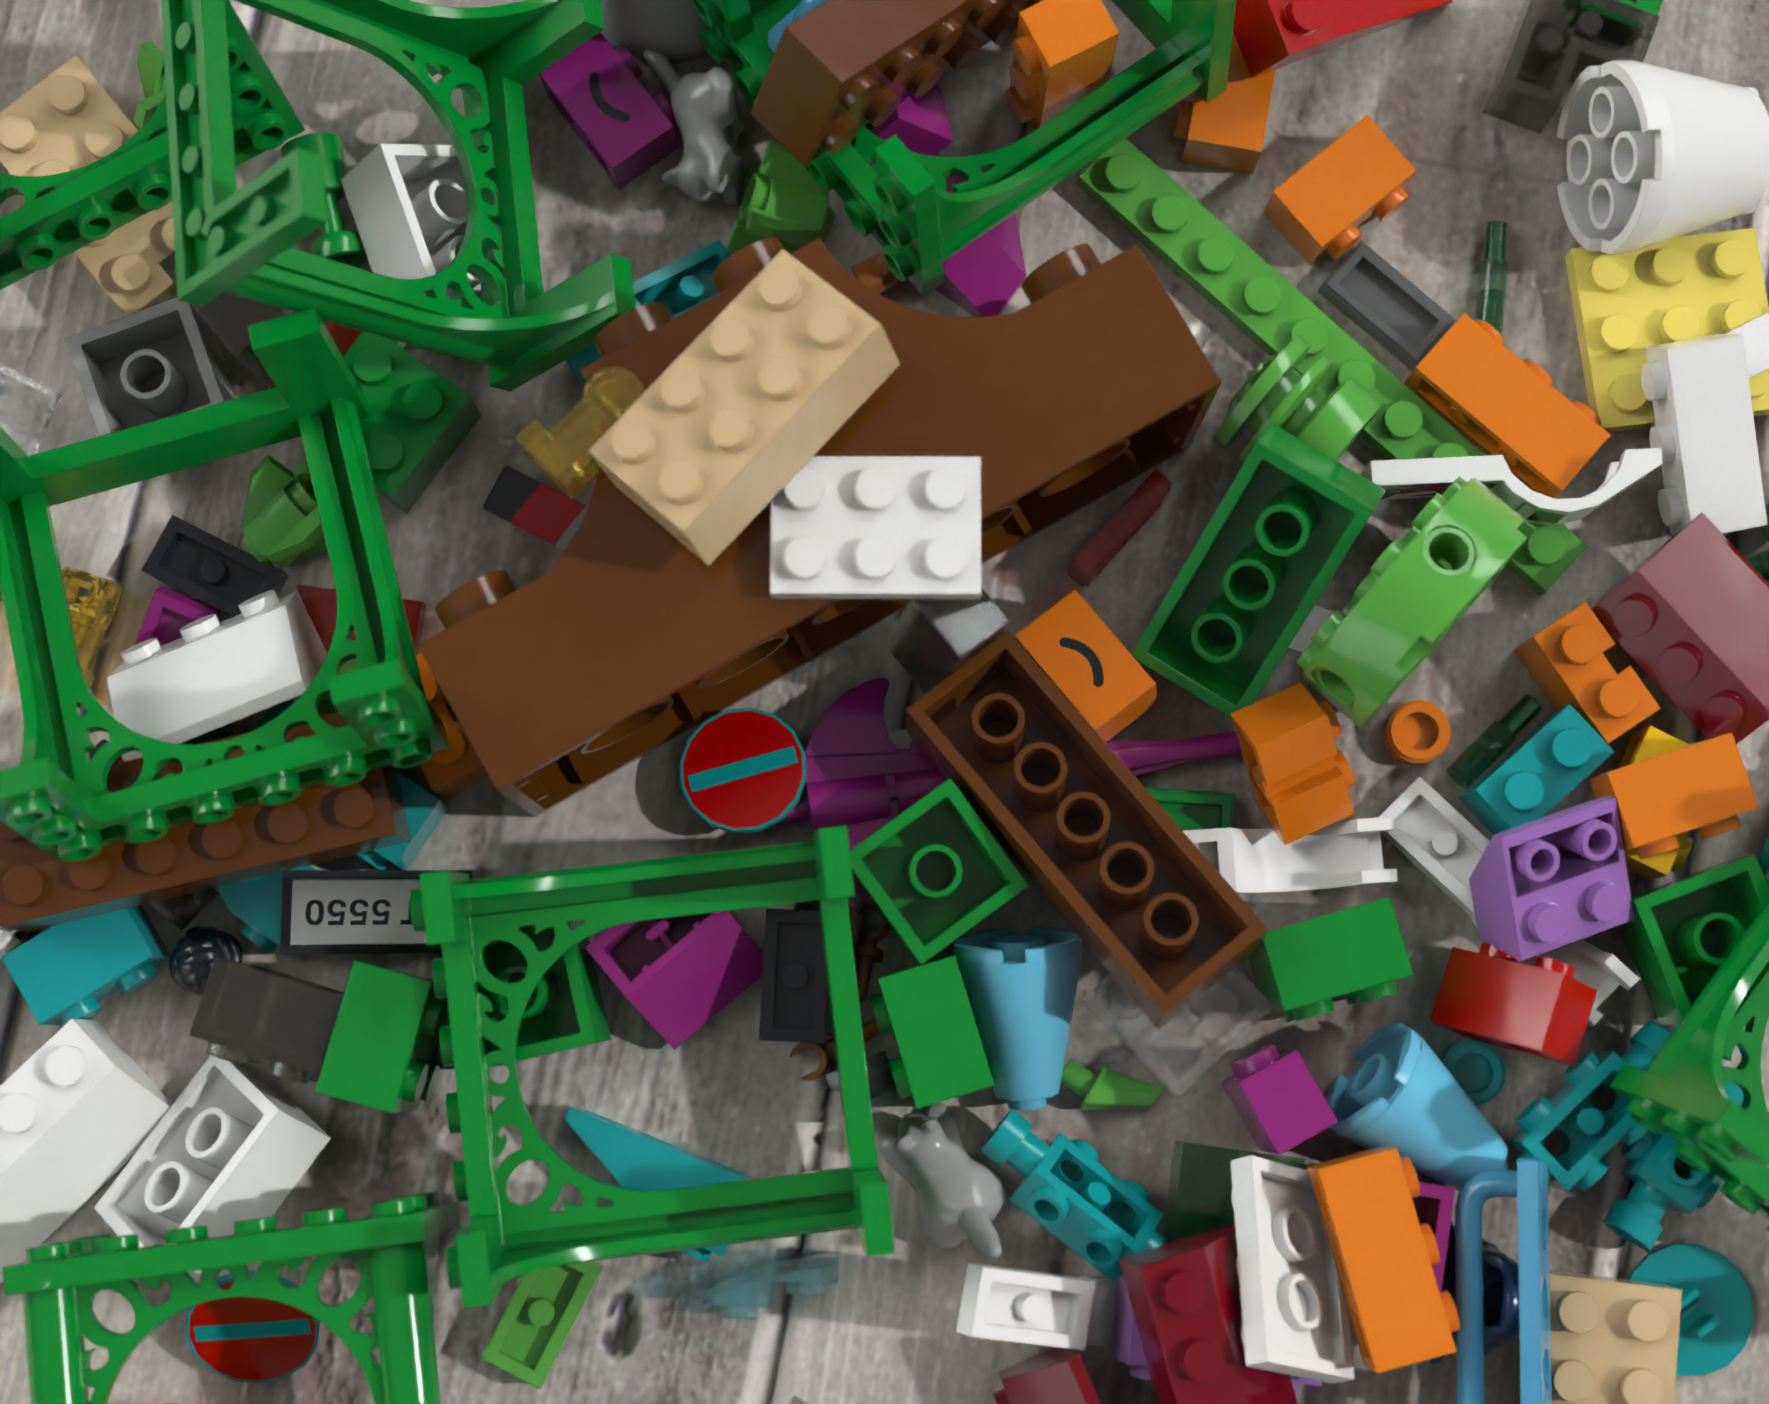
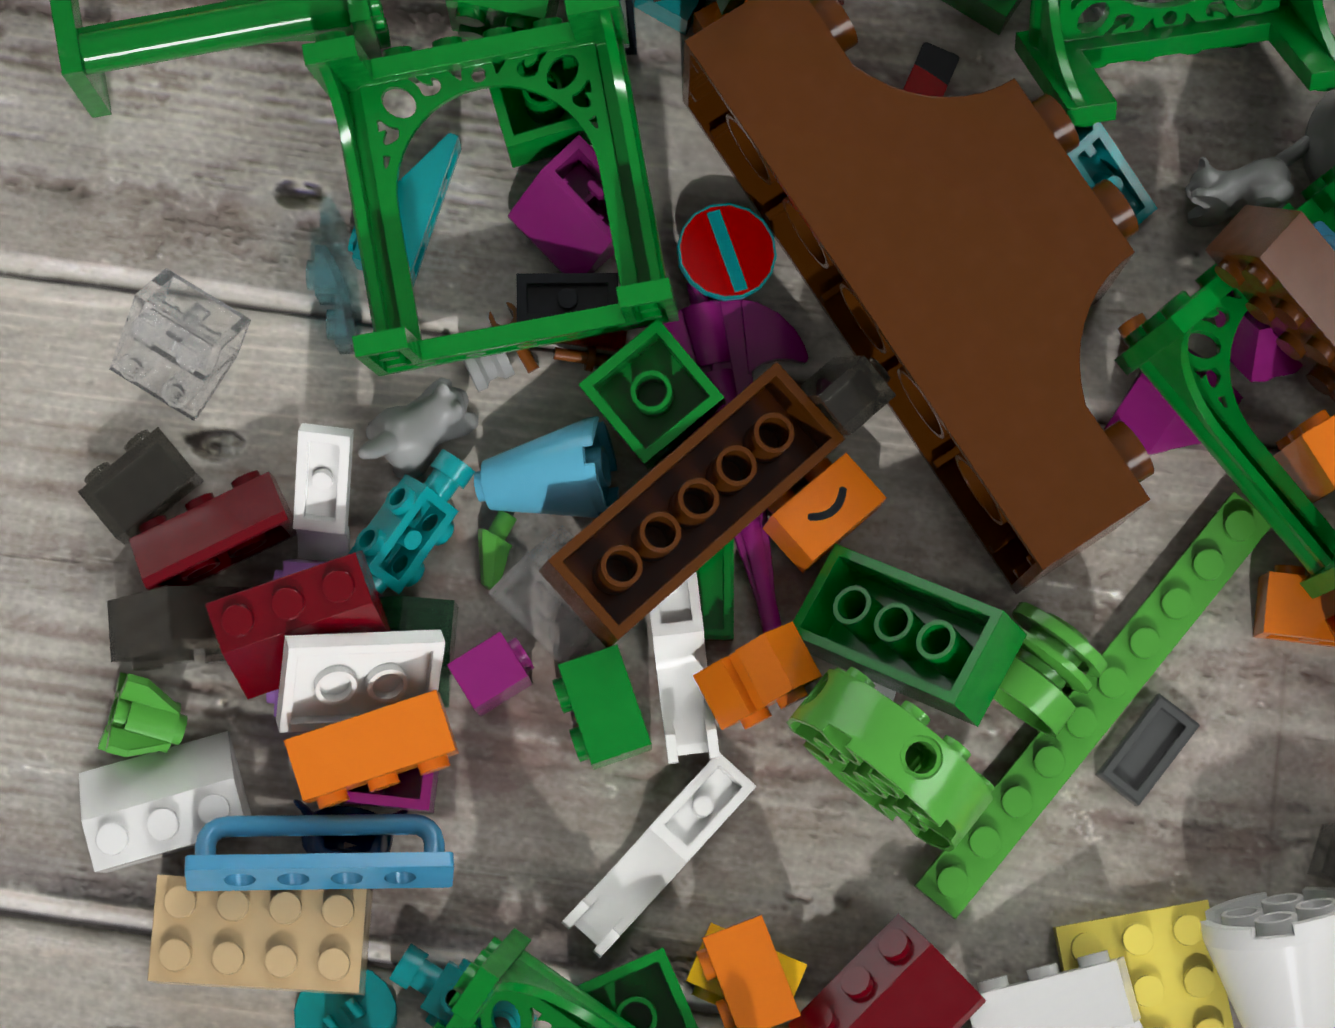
camera: 85 degrees right, 0 degrees up
(540, 1320) = (299, 131): bright green plate -> none
(565, 448) = (961, 86): clear yellow leg -> none
(611, 109) = (1255, 113): magenta brick -> none
(746, 406) = (987, 195): tan brick -> none
(781, 204) = (1178, 251): bright green brick -> none
(878, 529) = (905, 306): white plate -> none
(933, 1033) = (527, 400): green brick -> none
(1119, 529) = (941, 536): clear red tile -> none
(1339, 190) = (1239, 704): orange brick -> none
(1414, 1103) = (487, 785): medium azure cone -> none
(1416, 732) = (792, 785): orange tile -> none
(1434, 475) = (1003, 823): white piece -> none
(1476, 1069) = (522, 836): teal tile -> none
(1492, 743) = (795, 853): clear green pin -> none
(1493, 276) = (1176, 837): clear green pin -> none
(1507, 406) = (1067, 848): orange brick -> none
(1514, 1003) = (575, 857): red brick -> none
(1537, 772) = (763, 877): teal brick -> none
(1553, 881) = (675, 883): medium lavender slope -> none
(1574, 671) = (825, 926): orange brick -> none
(1584, 1129) = (492, 918): teal brick -> none

